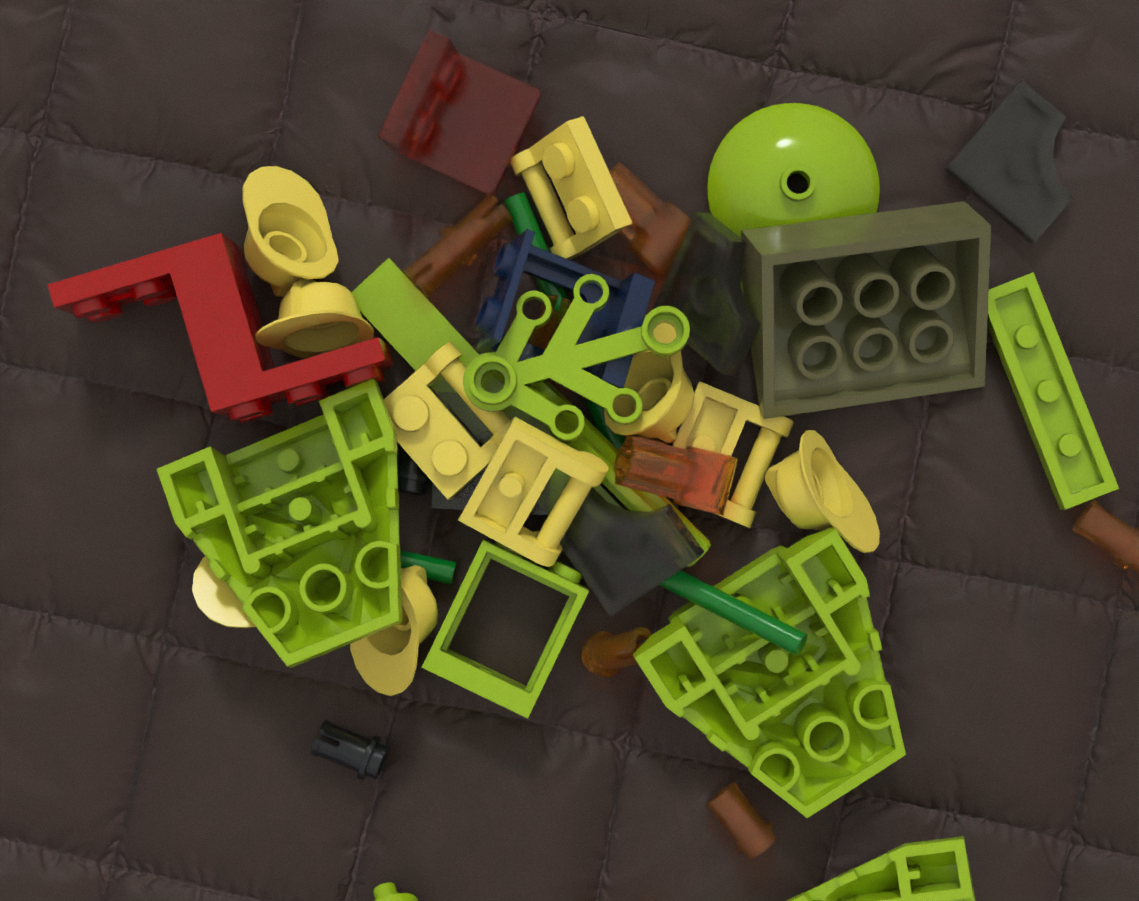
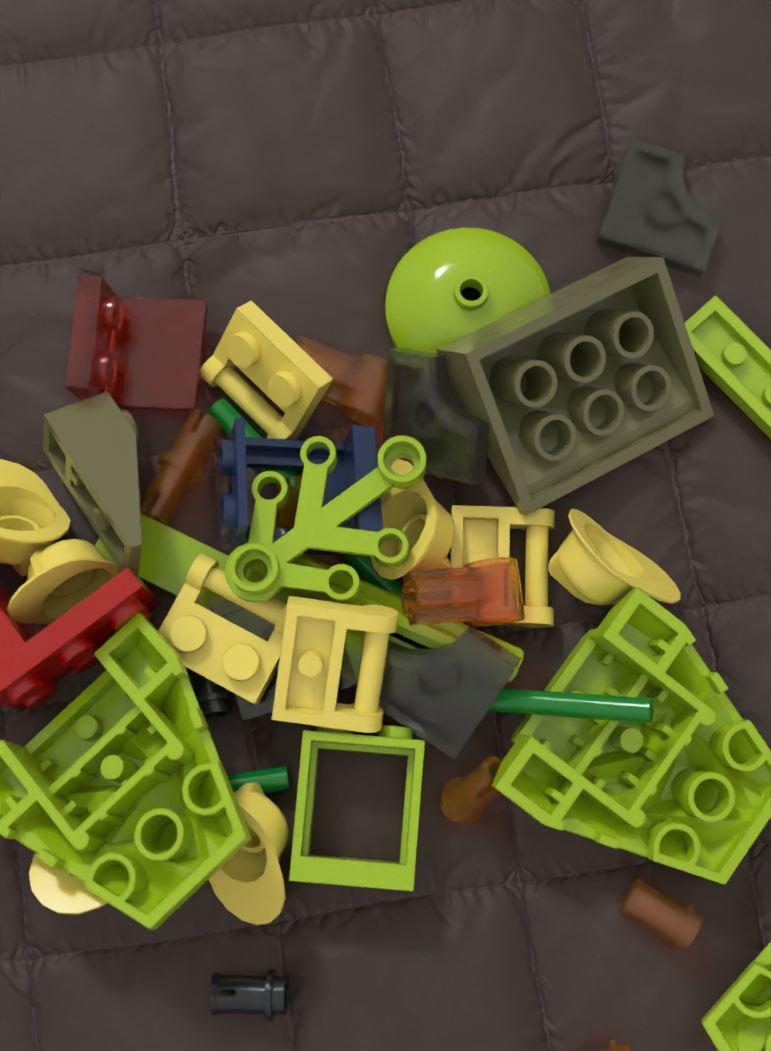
camera: 20 degrees left, 10 degrees down
(384, 216) = (97, 460): none -> olive slope

